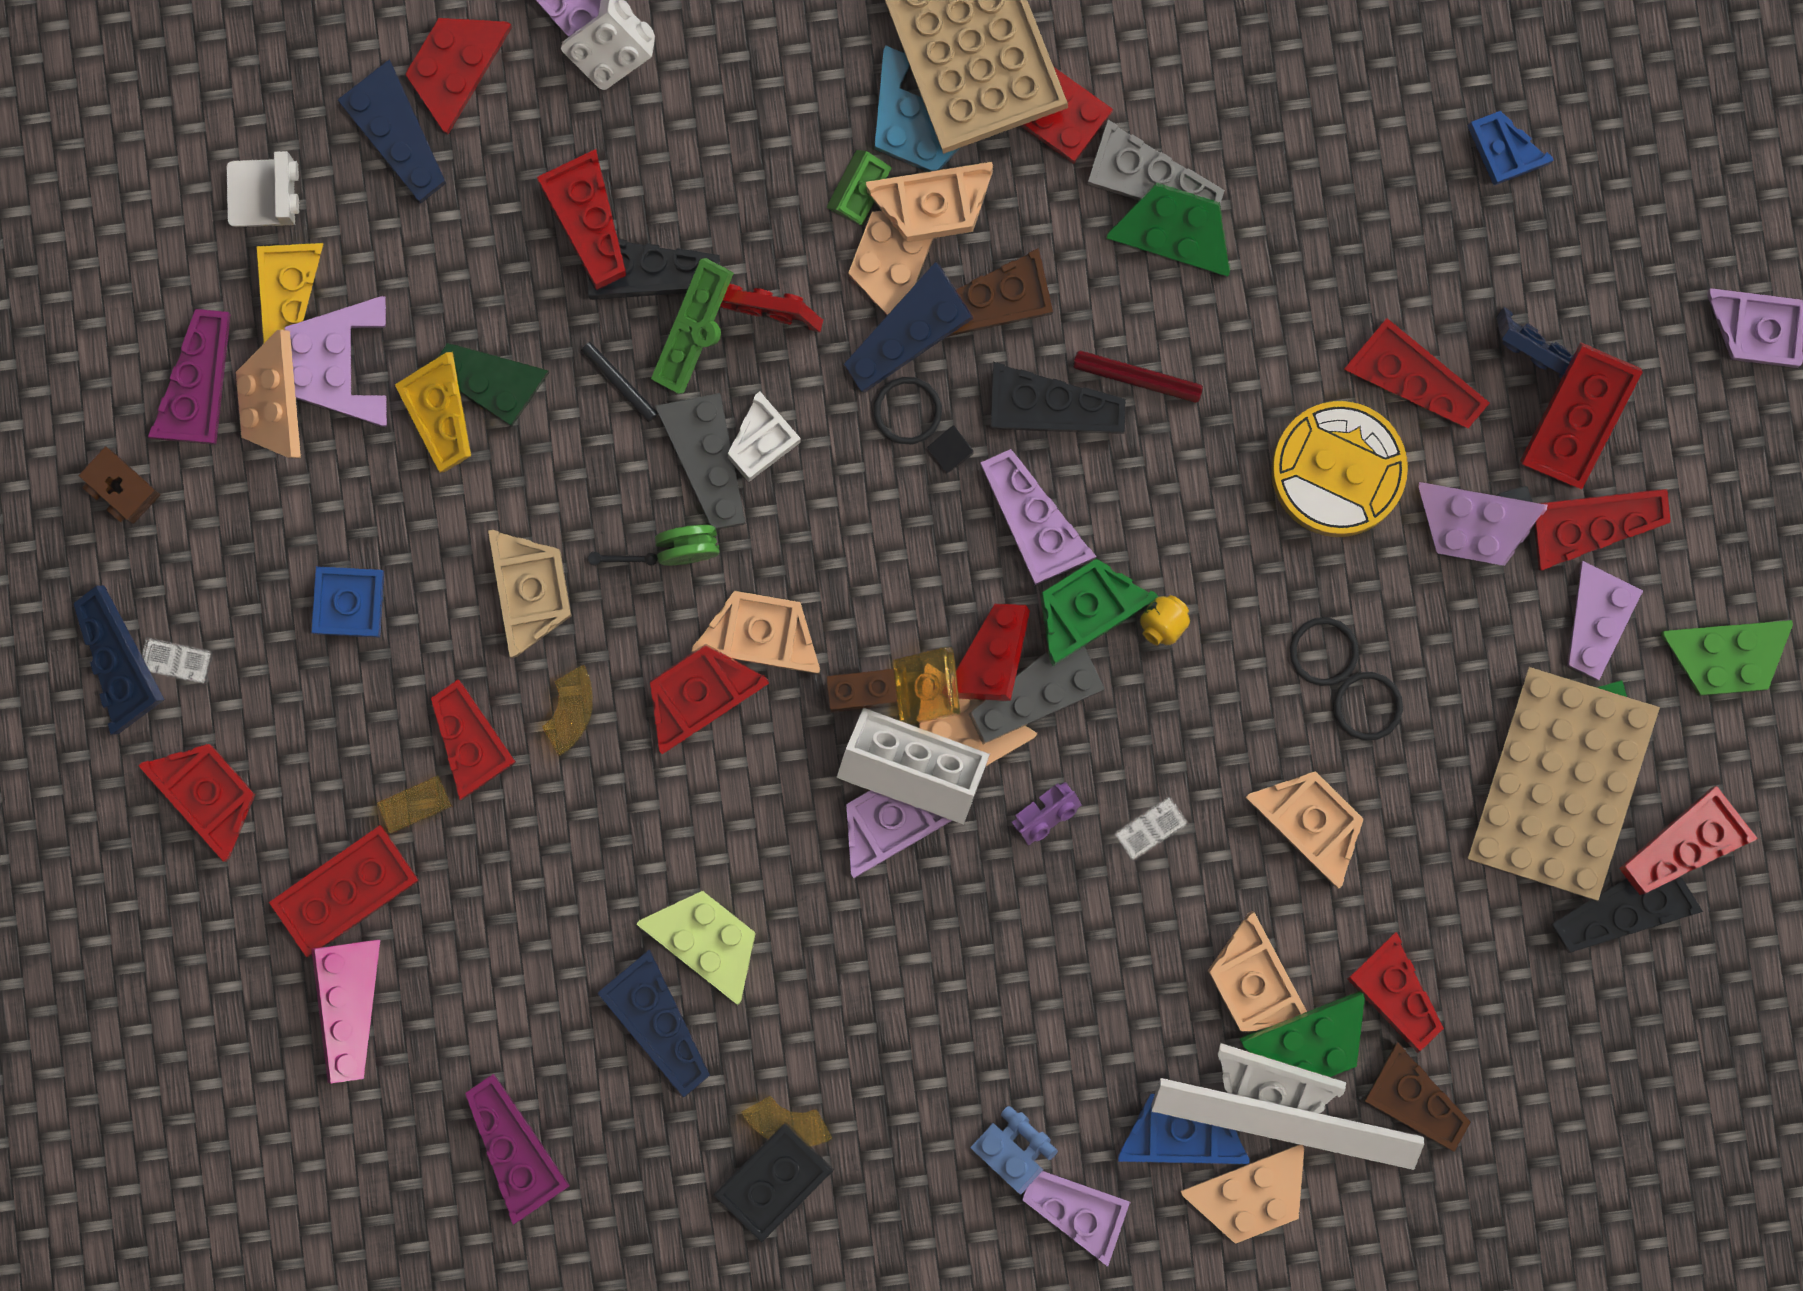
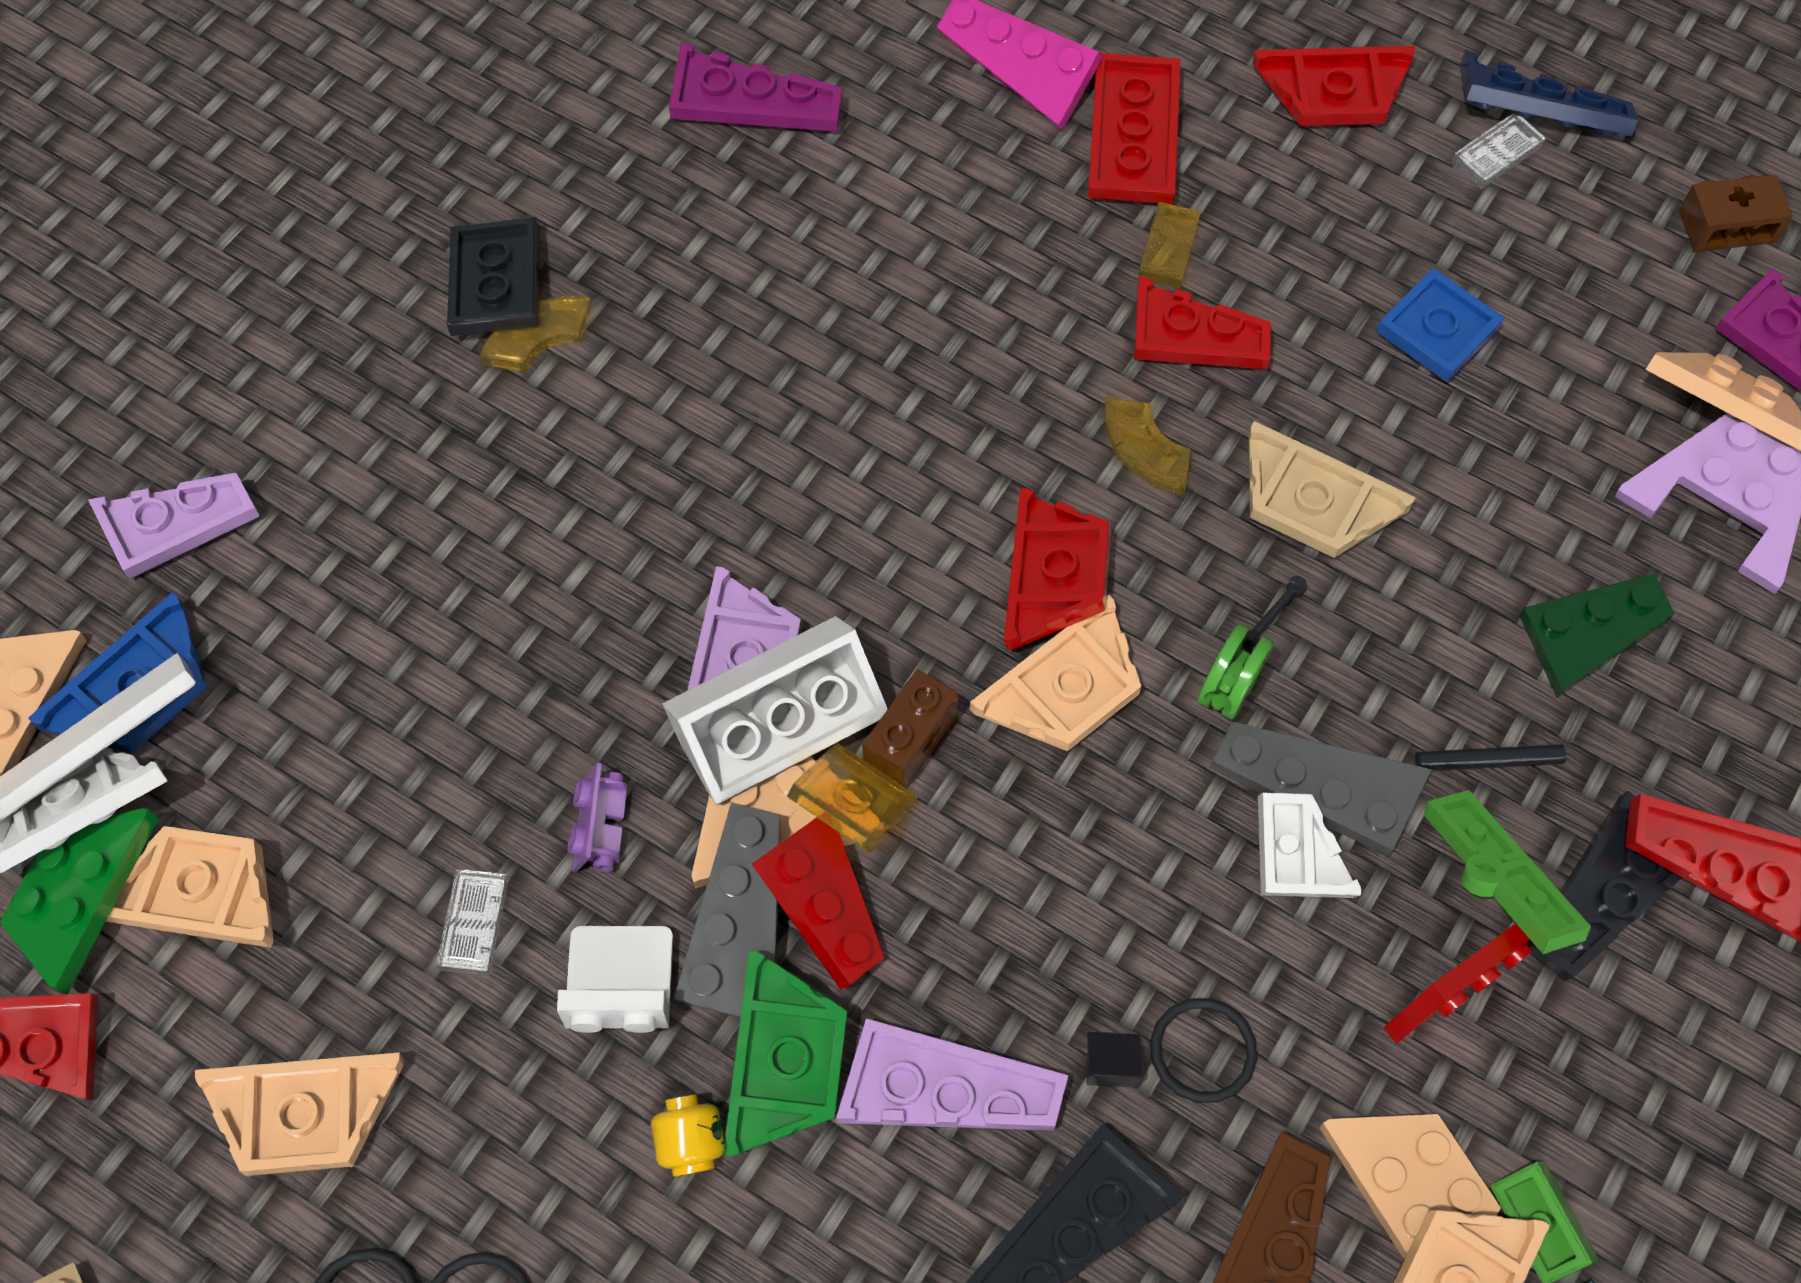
camera: 125 degrees right, 20 degrees down
(437, 411) = (1597, 543): yellow wing -> none
(652, 1017) = (759, 290): dark blue wing -> none
(706, 940) = (787, 394): yellowish green wing -> none
(914, 325) = (1307, 1134): dark blue wing -> none
(1006, 1157) = (290, 492): medium blue plate -> none
(1118, 724) = (618, 979): none -> white bracket

